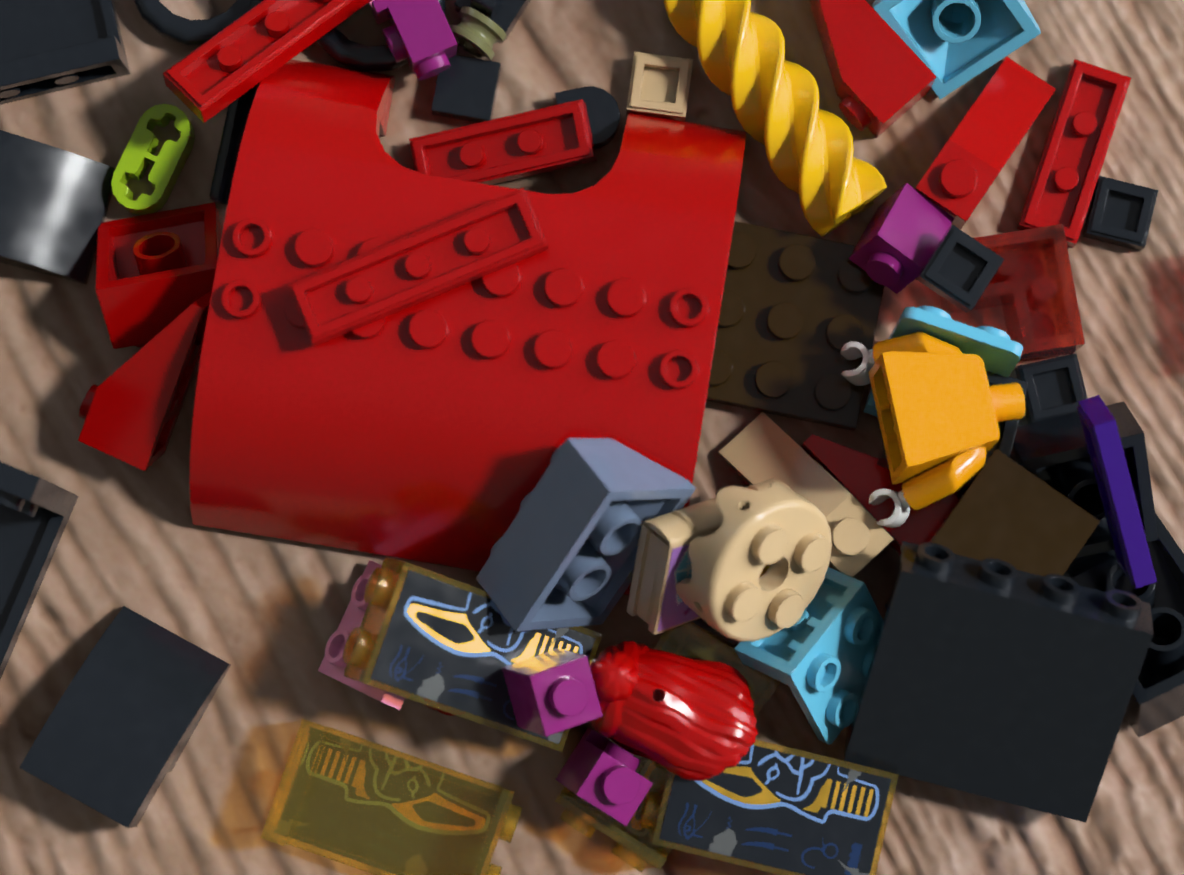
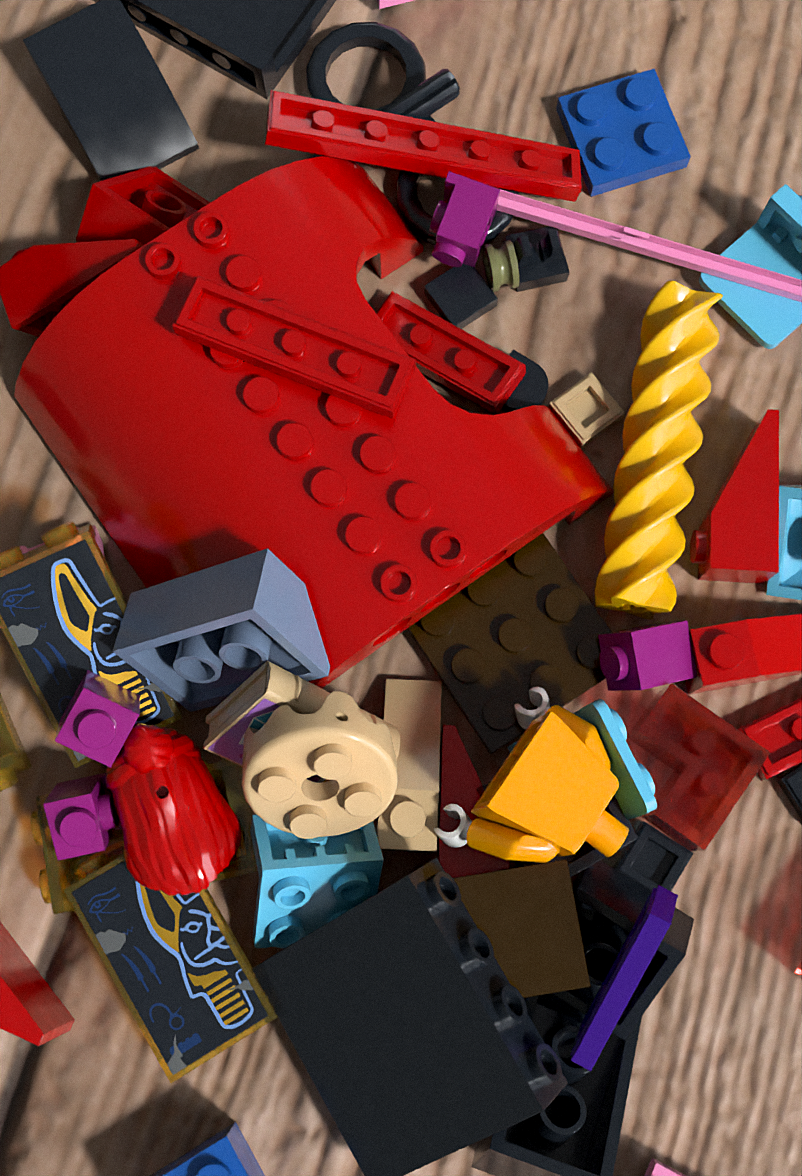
camera: 45 degrees right, 5 degrees down
(140, 154) = (223, 158): lime beam -> none
(960, 269) = (666, 711): black tile -> none

